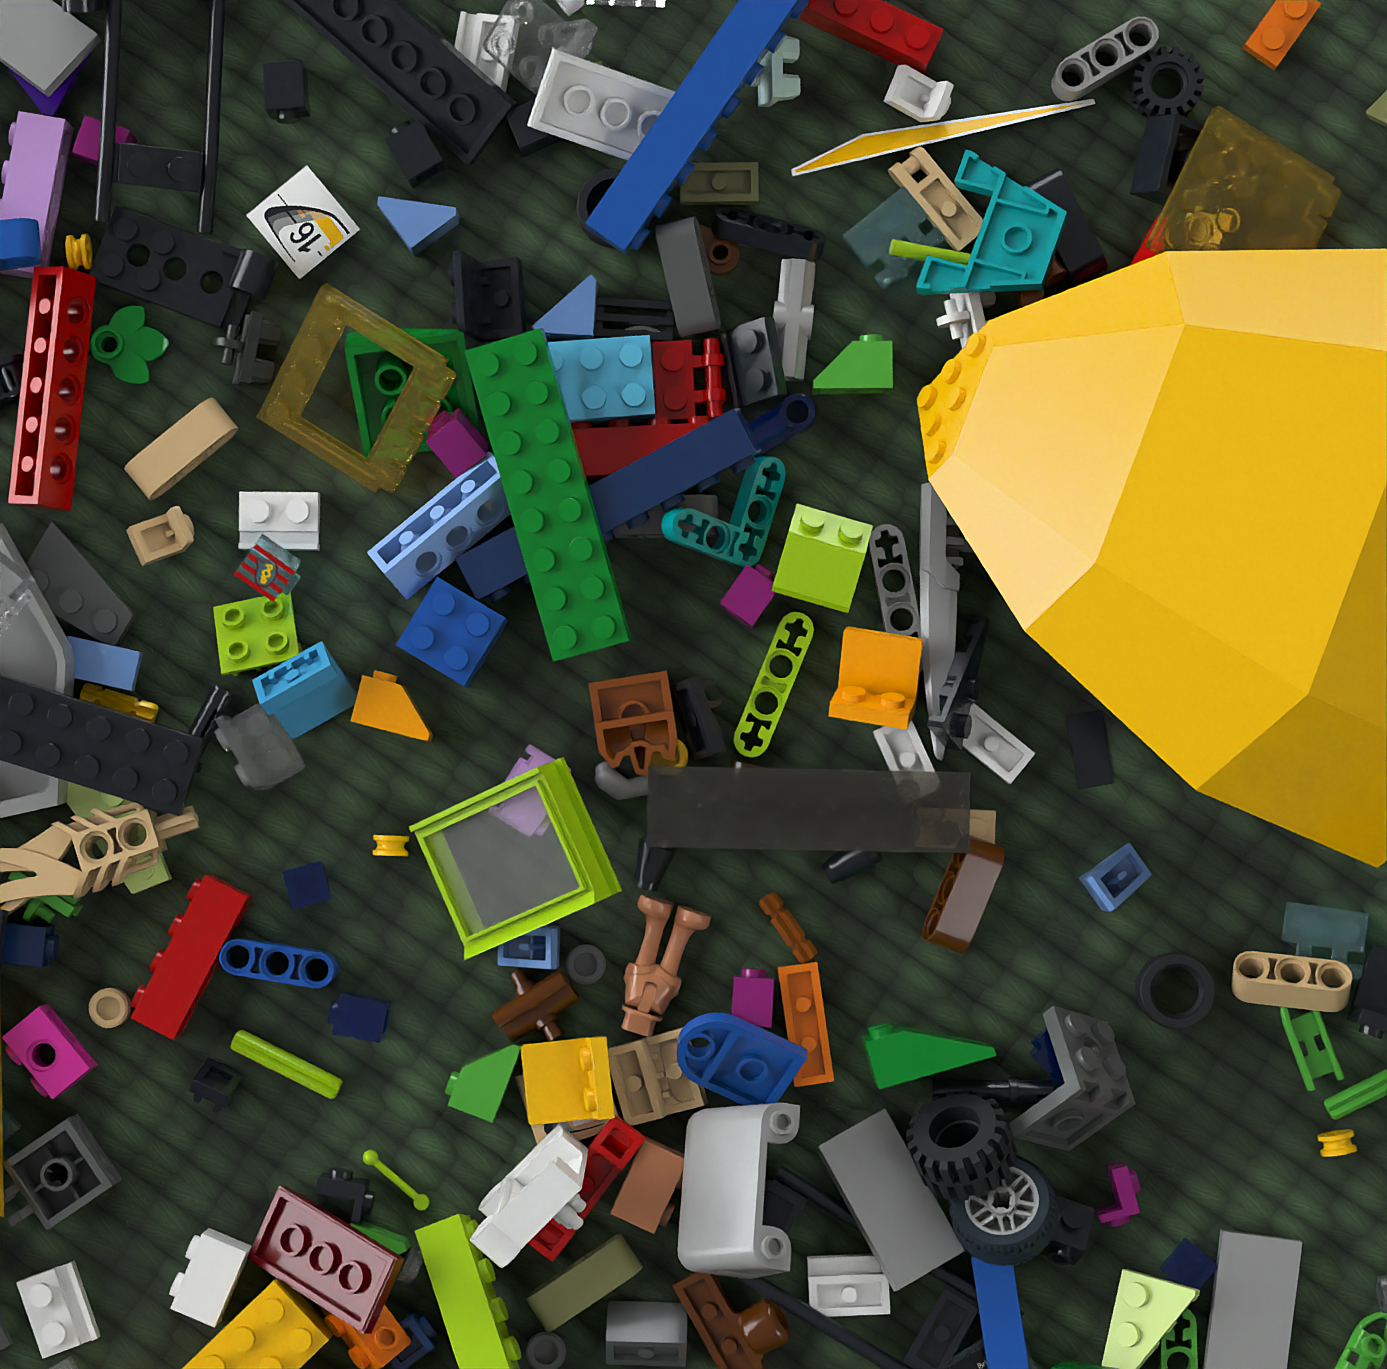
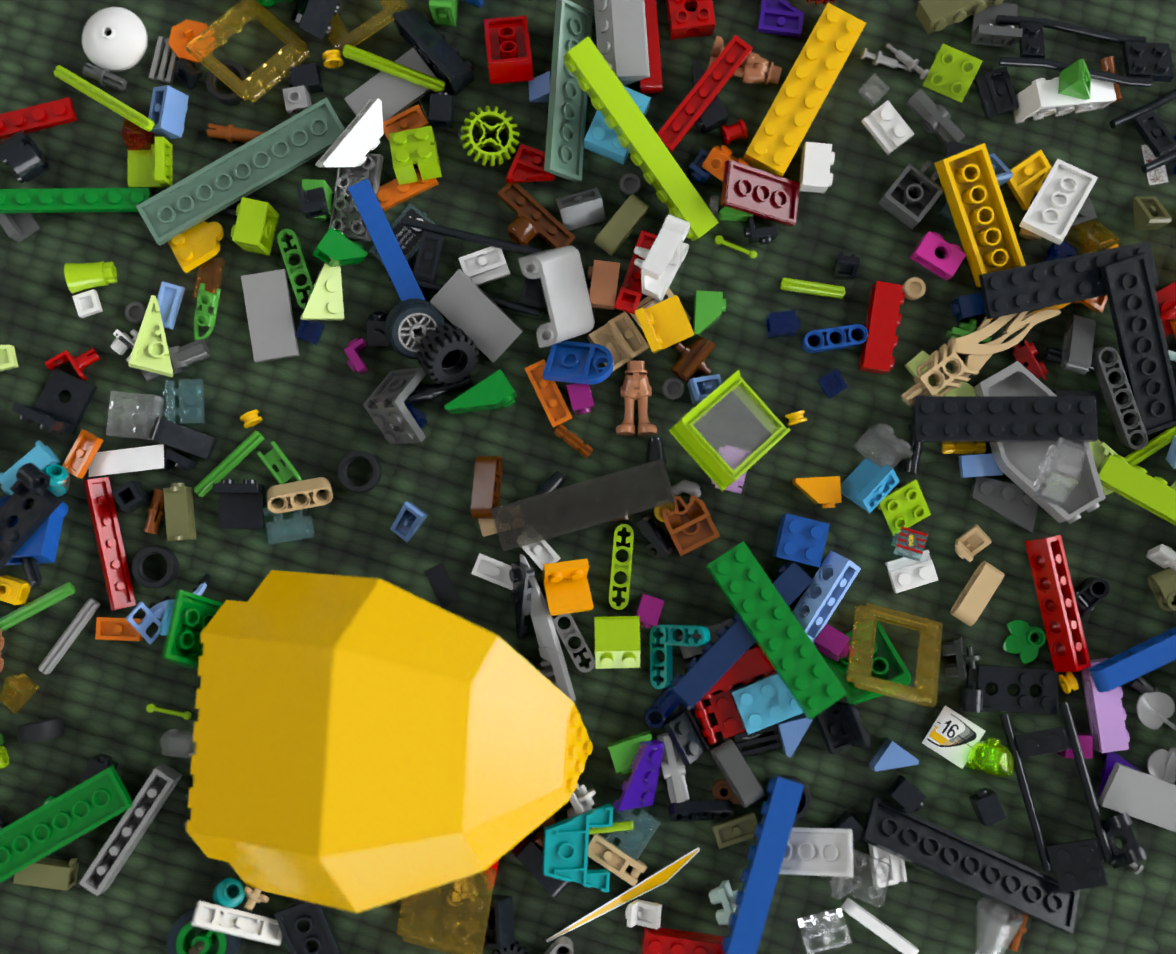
camera: 160 degrees right, 0 degrees up
(253, 168) = (991, 758): none -> clear neon green cylinder
(852, 311) = (642, 783): none -> dark purple wing

